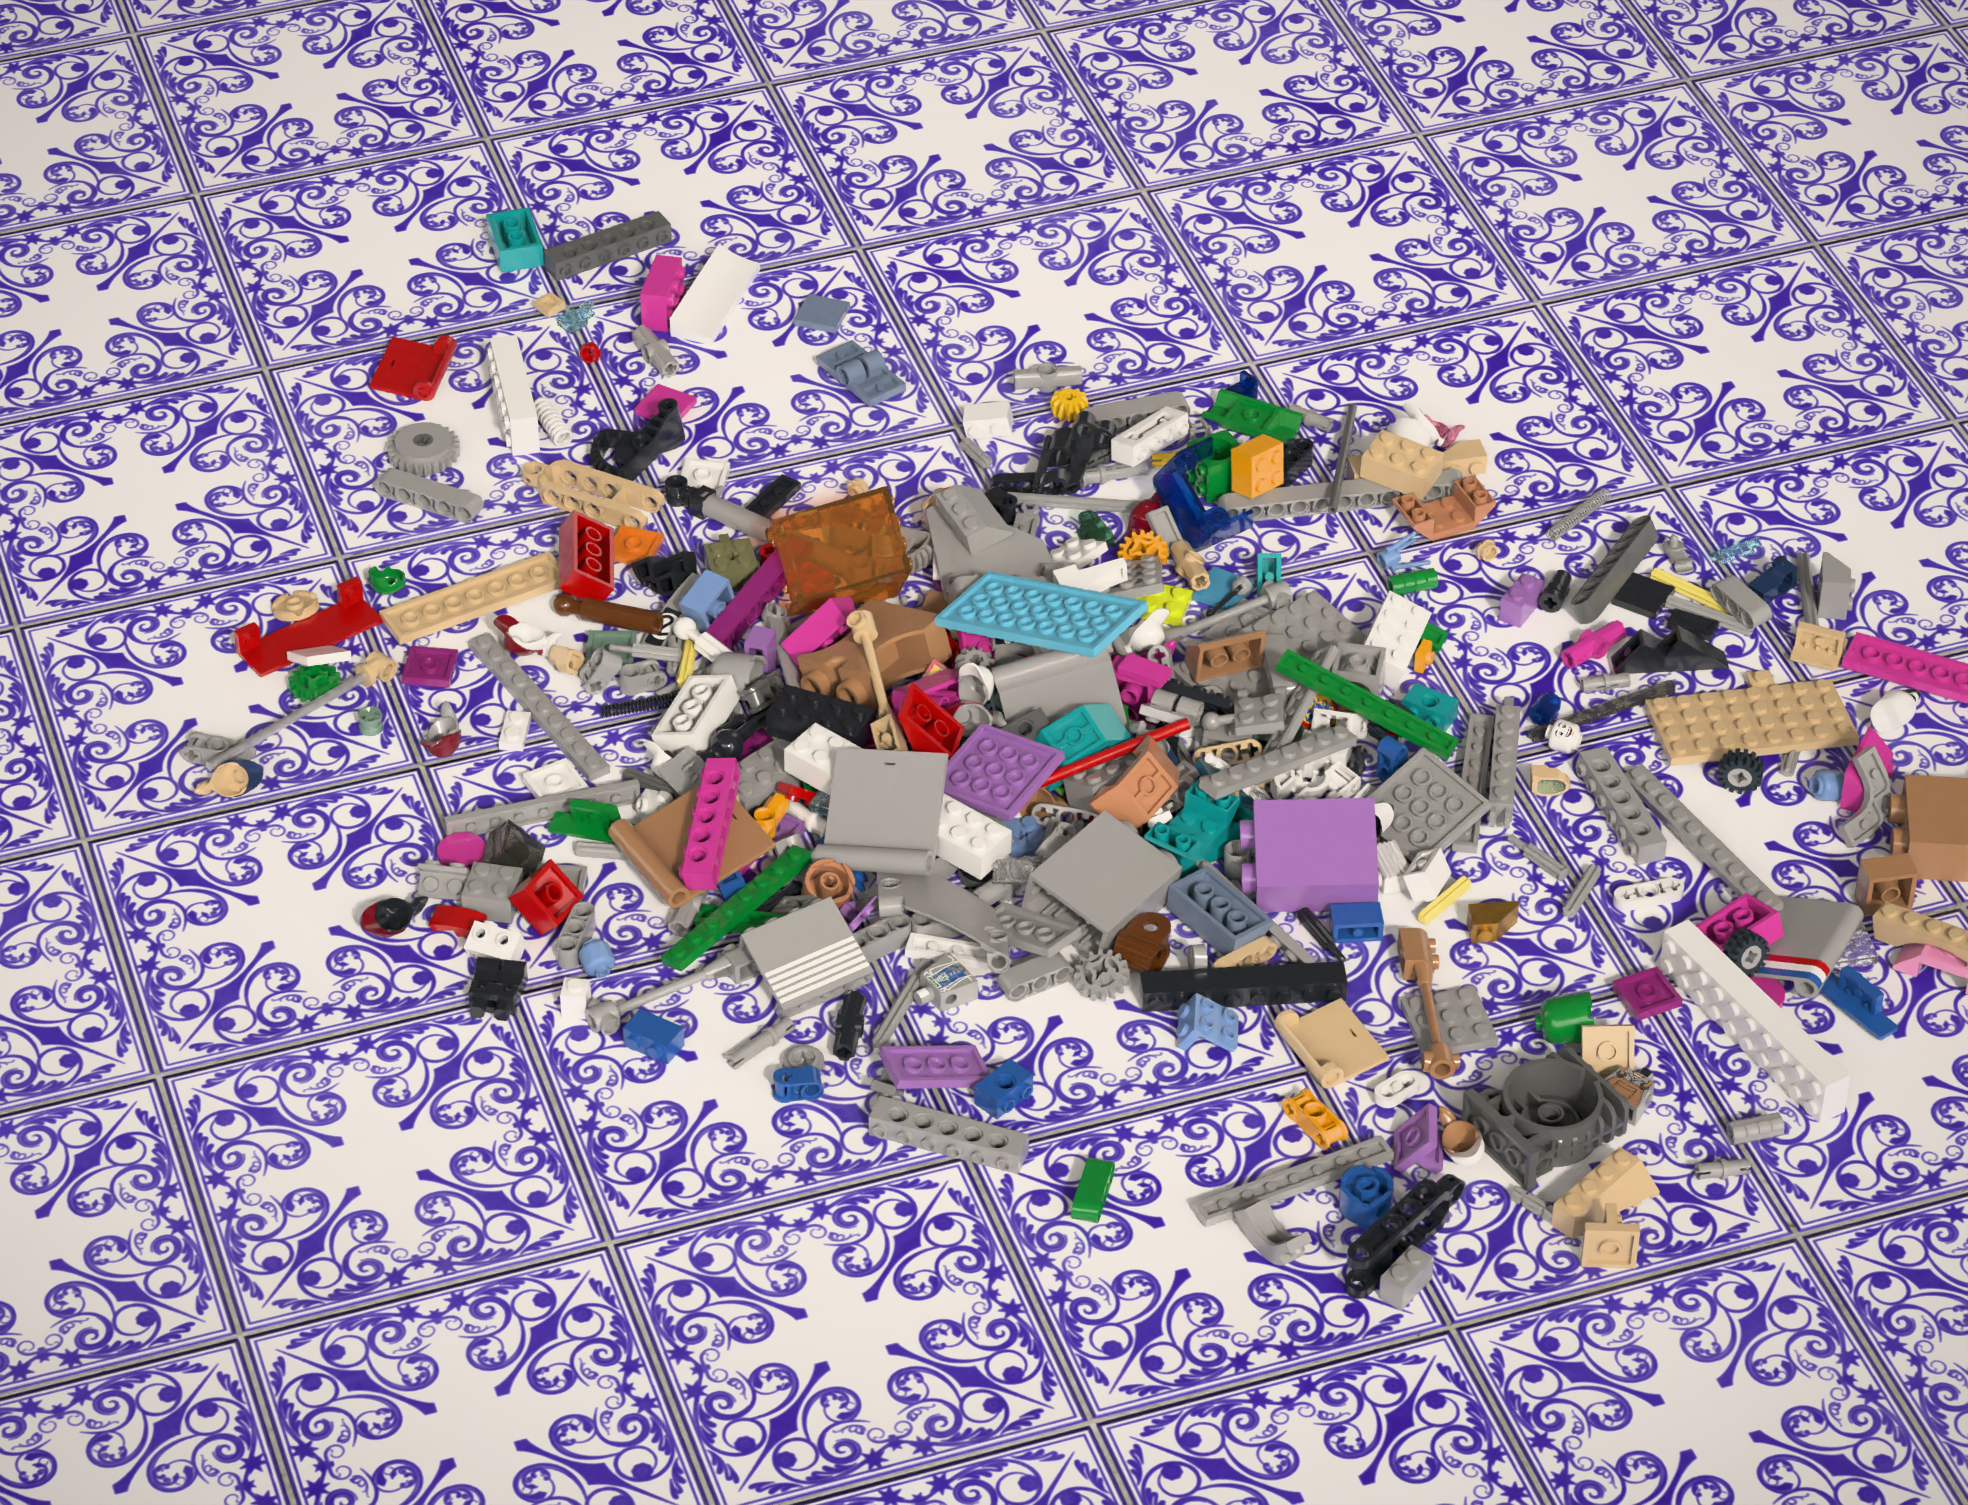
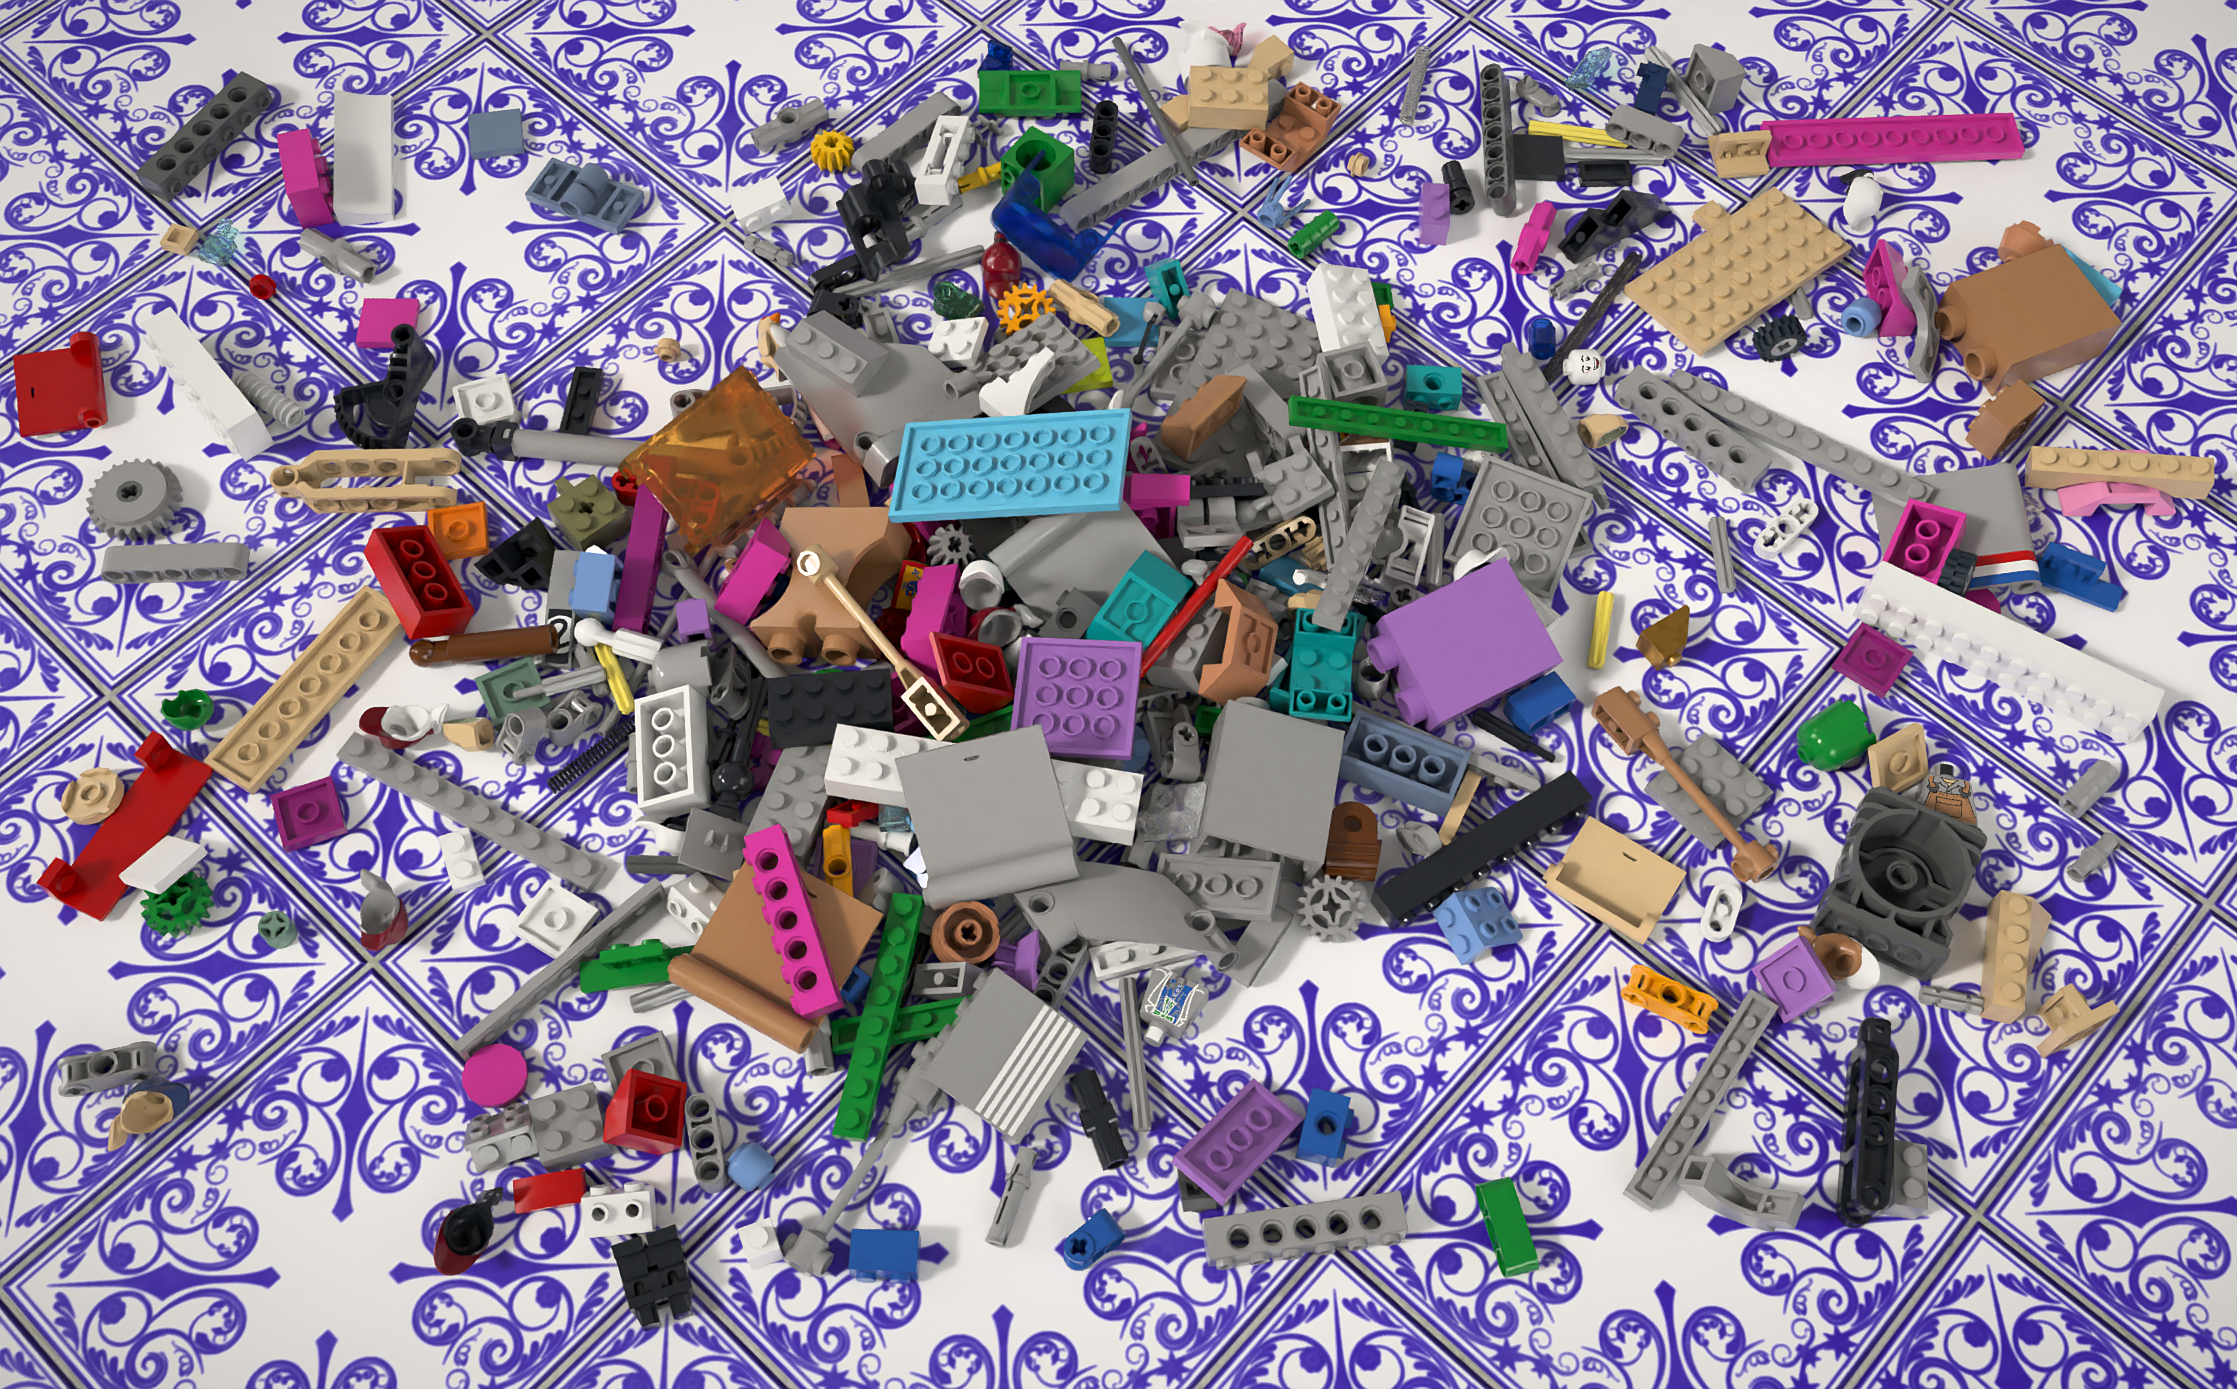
camera: 30 degrees left, 20 degrees up
(375, 667) = (242, 844): flat silver piece -> none
(513, 847) = (562, 1055): clear smoke slope -> none
(515, 240) = (92, 169): teal brick -> none
(811, 1055) = (1077, 1183): light grey gear -> none
(1164, 524) = (1030, 270): light grey tile -> none
(1257, 466) = (1089, 159): light orange brick -> none
(1365, 1195) = (1795, 1086): blue brick -> none
(1427, 875) = (1576, 611): white brick -> none
(1541, 858) = (1656, 530): light grey axle -> none

